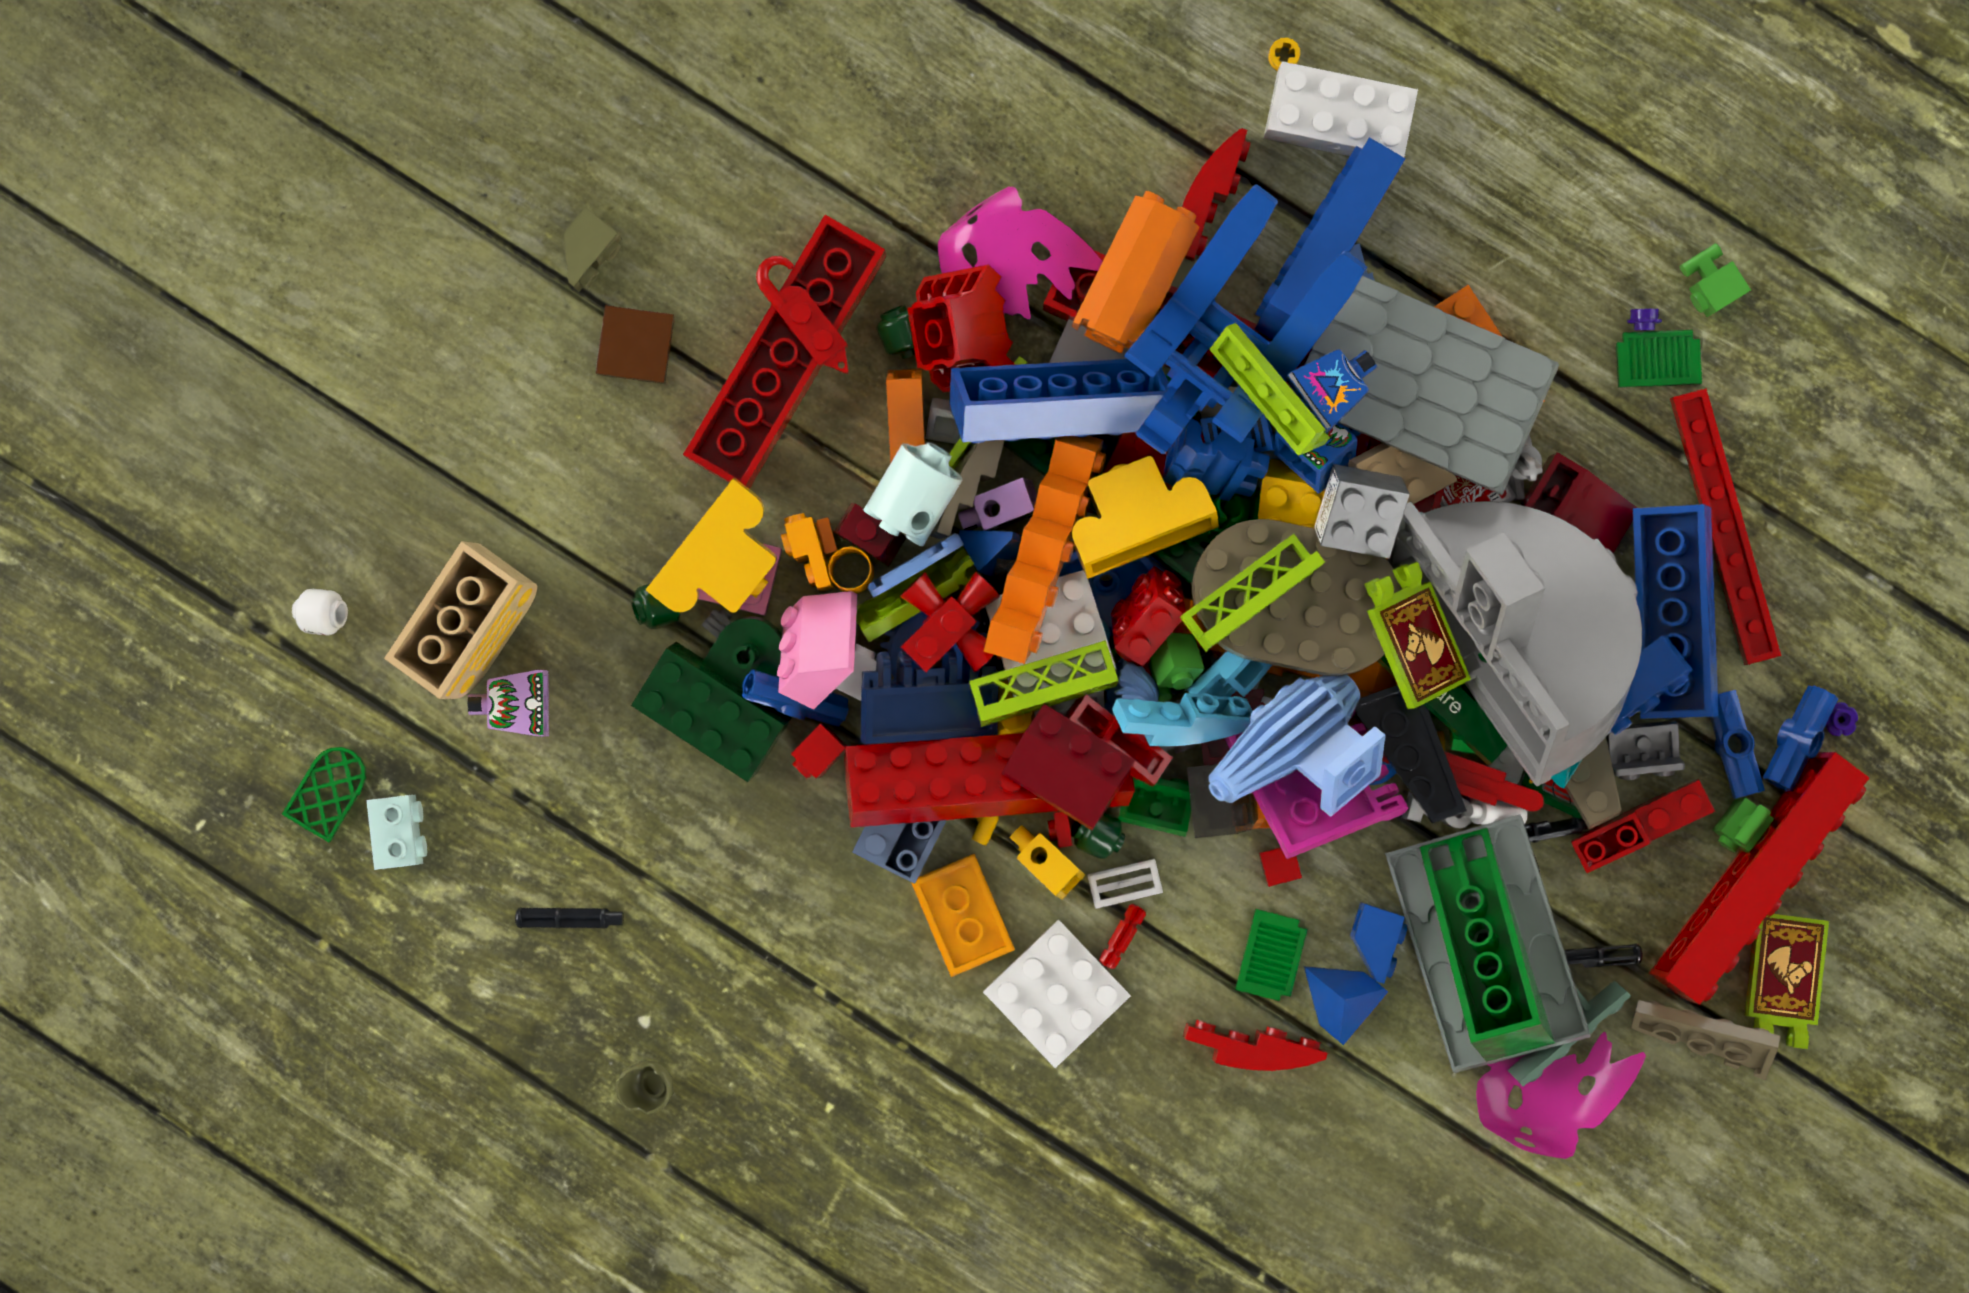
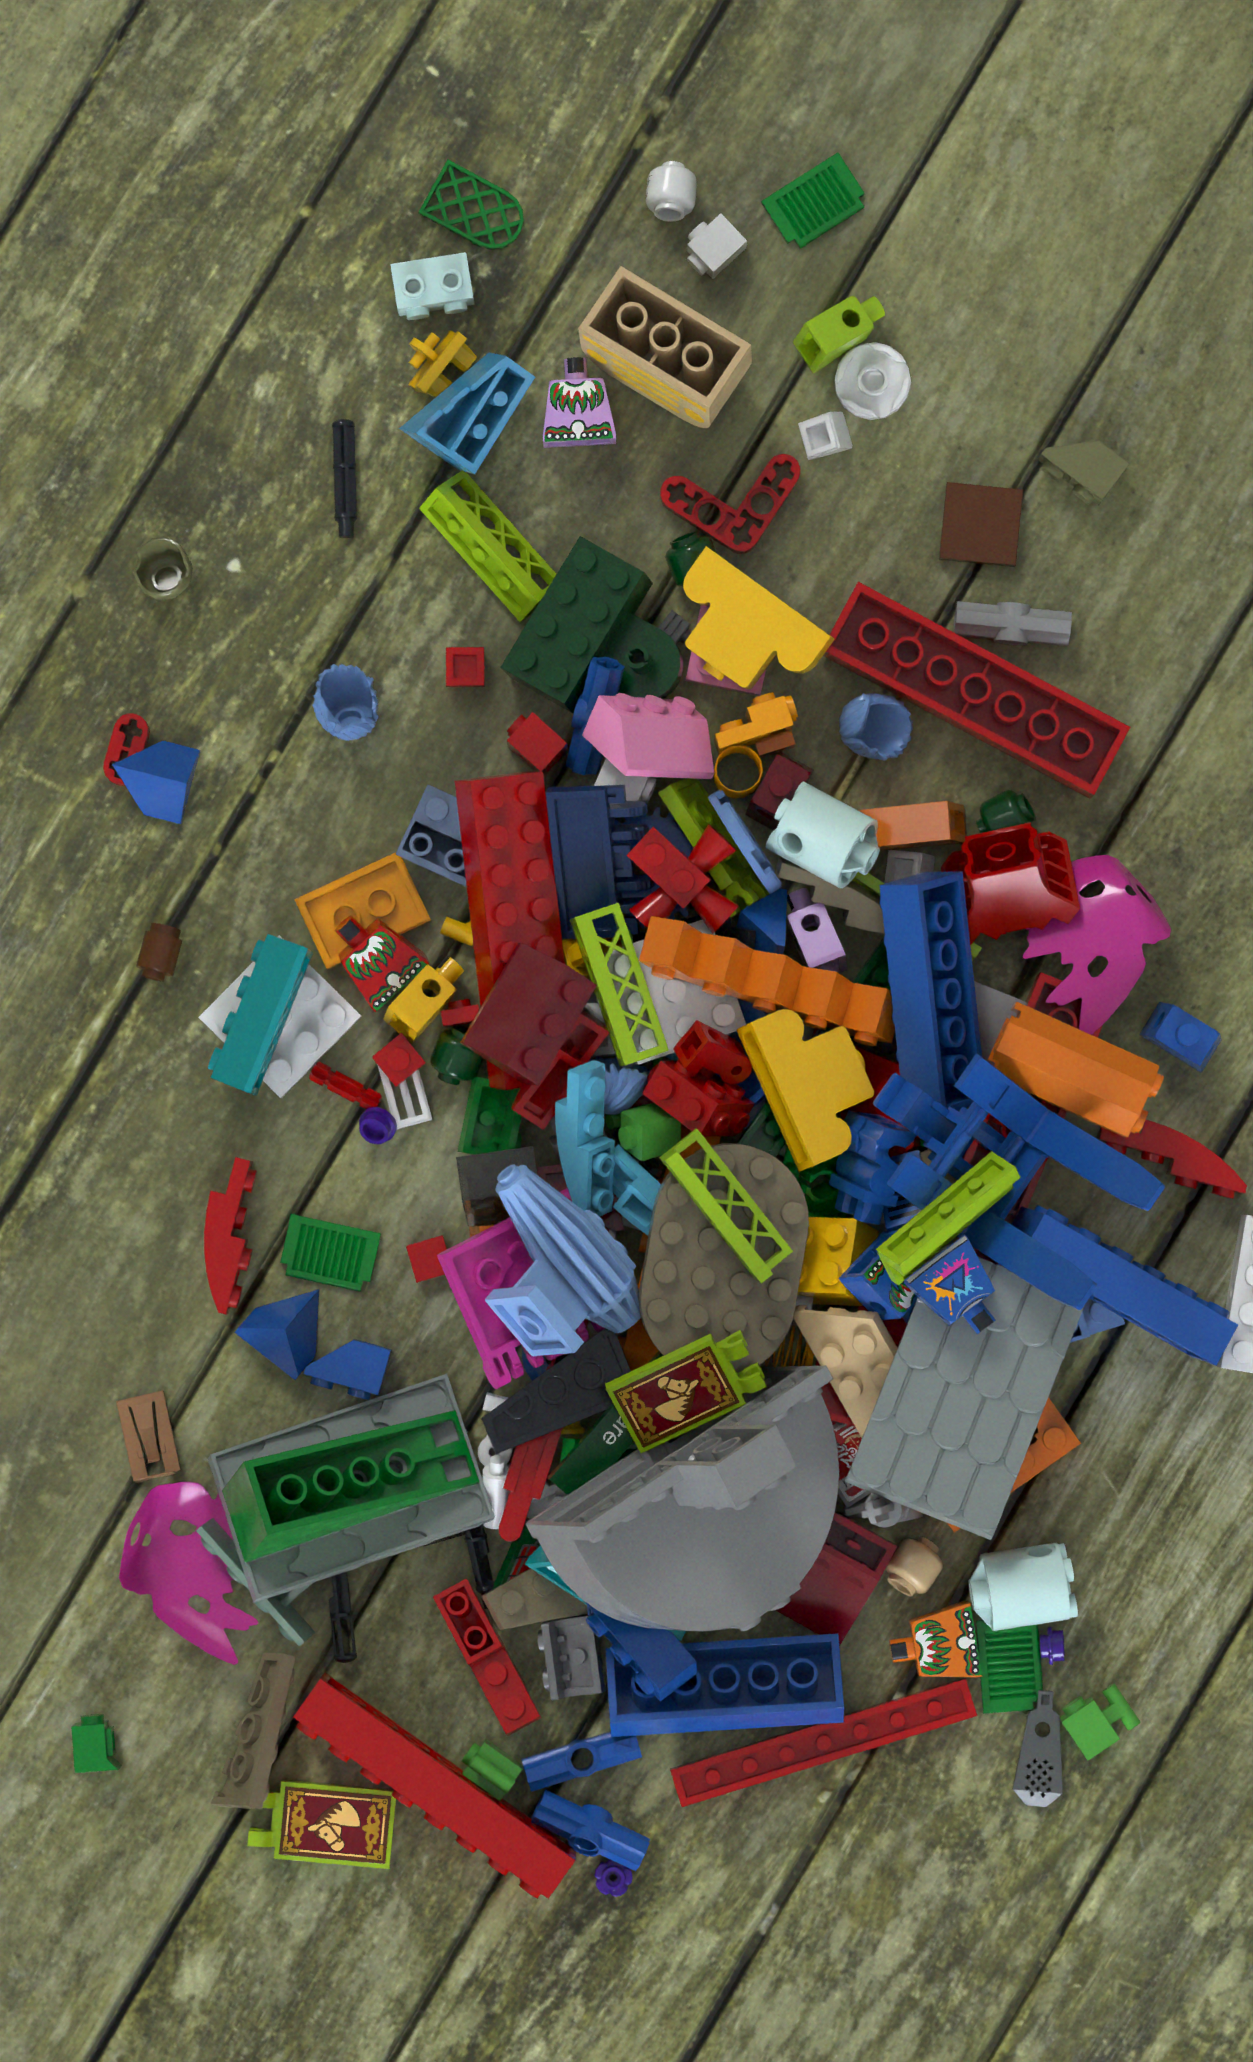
camera: 85 degrees right, 0 degrees up
(336, 482) = (815, 201): none -> green window
(371, 574) = (714, 246): none -> white brick
(454, 466) = (837, 331): none -> lime torso
(456, 817) = (450, 349): none -> yellow hips
(501, 437) = (872, 381): none -> white tile
(513, 800) = (471, 412): none -> dark azure wedge
(548, 481) = (825, 435): none -> white slope
(619, 569) = (730, 517): none -> red beam
(638, 791) = (486, 548): none -> lime fence
(726, 319) = (1012, 623): none -> light grey piece
(745, 814) = (465, 667): none -> red plate
(774, 924) = (346, 702): none -> medium blue hair
(804, 318) = (1013, 708): red plate -> none
(806, 1134) = (118, 742): none -> red beam
(814, 444) = (875, 726): none -> medium blue hair
(836, 1095) = (160, 779): none -> blue slope
(994, 1101) = (159, 952): none -> reddish brown brick
(1009, 902) = (378, 959): none -> torso
(1058, 1012) = (261, 1013): none -> teal slope
(1100, 887) = (398, 1060): none -> red plate
(1102, 182) = (1181, 1035): none -> blue torso
(1106, 599) = (714, 1051): none -> red leg
(1159, 908) = (377, 1125): none -> dark purple plate
(1361, 511) = (820, 1324): brick -> none
(1412, 1130) = (143, 1416): none -> medium nougat piece
(1571, 438) = (914, 1566): none -> tan head
(1594, 340) = (1023, 1587): none -> light aqua cylinder
(1640, 417) = (941, 1643): none -> torso
(1712, 1185) = (94, 1745): none -> green window
(1735, 333) = (1041, 1749): none -> dark grey piece

